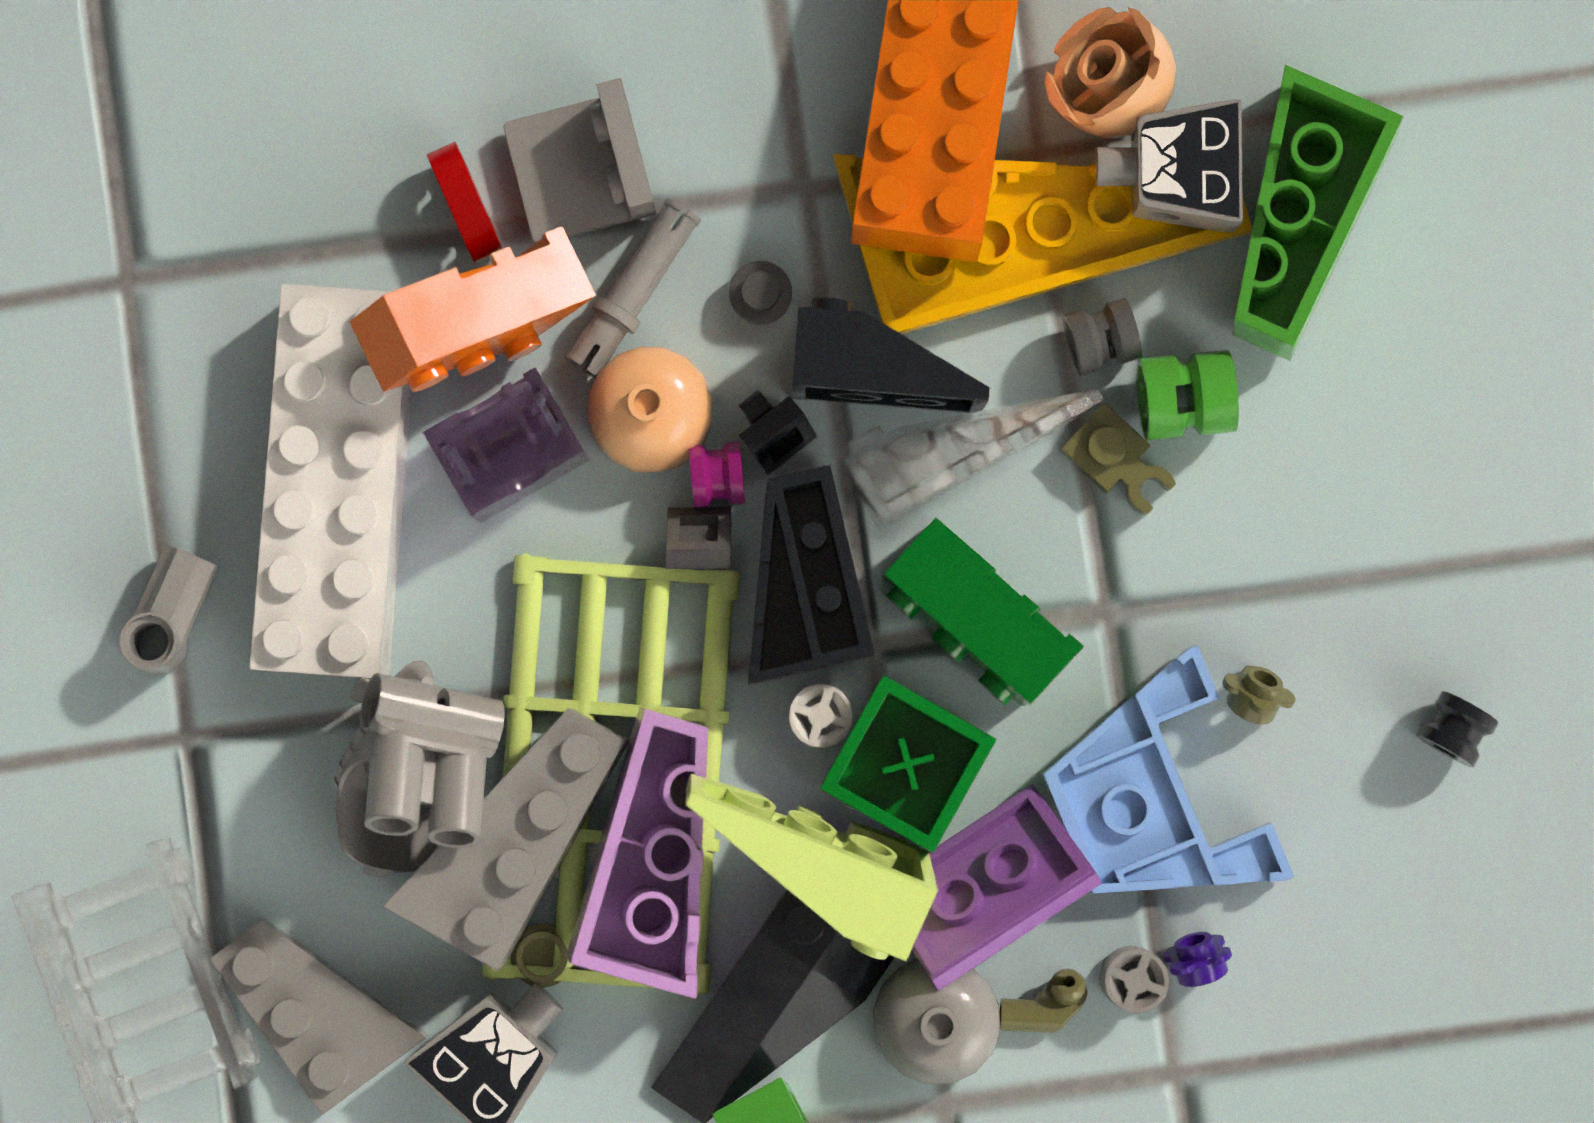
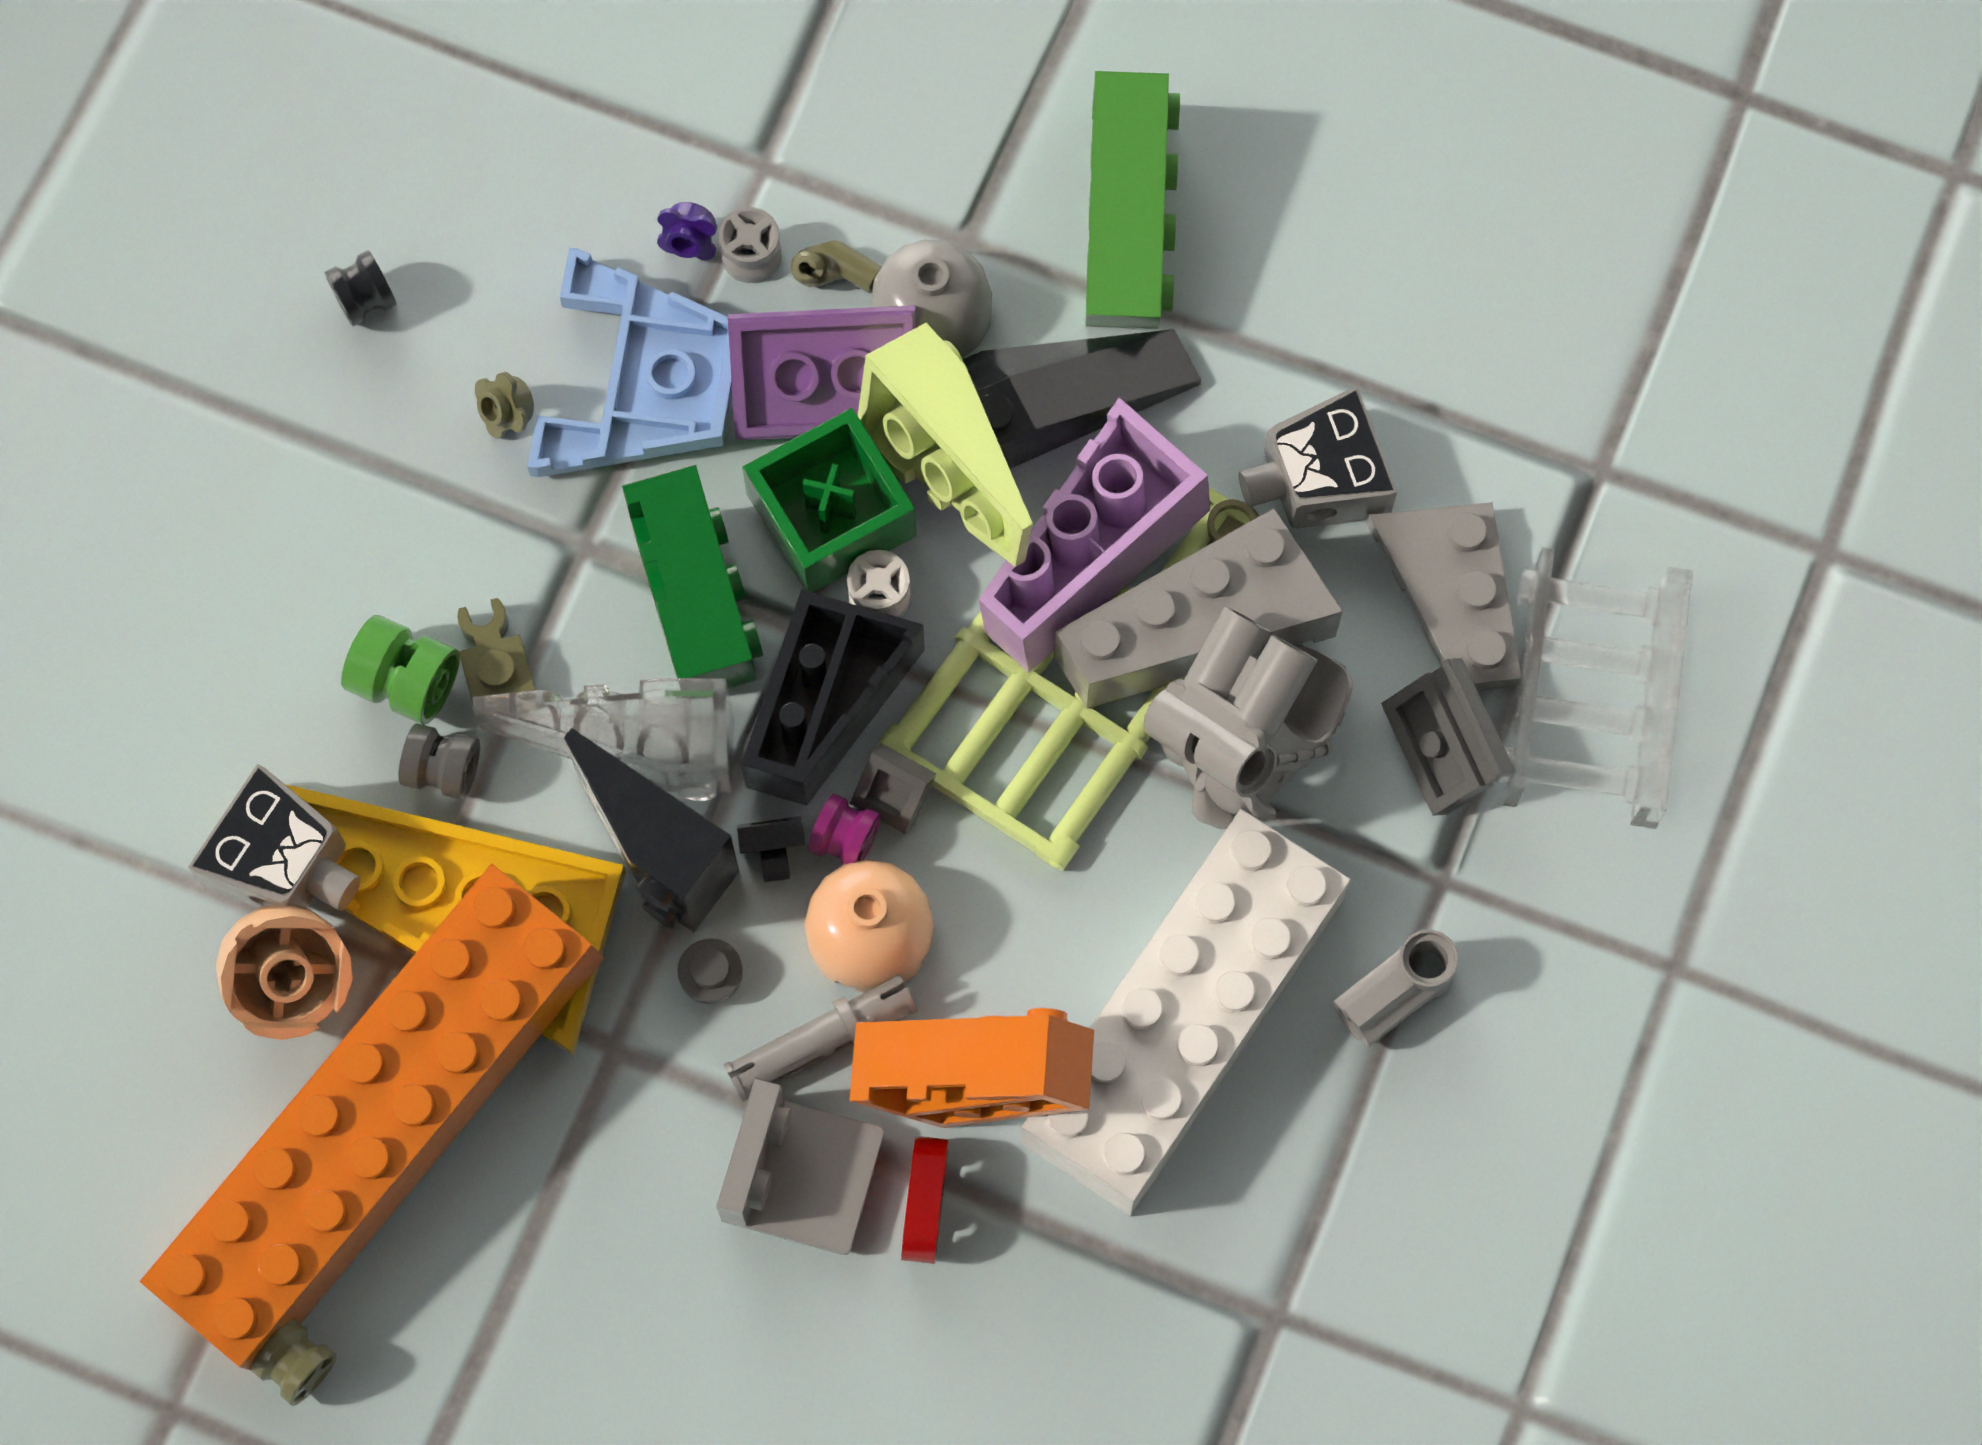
camera: 150 degrees left, 15 degrees down
(241, 860) = (1447, 737): none -> dark grey plate
(506, 446) = (1013, 951): clear purple piece -> none
(1312, 191) = (182, 771): bright green wedge -> none

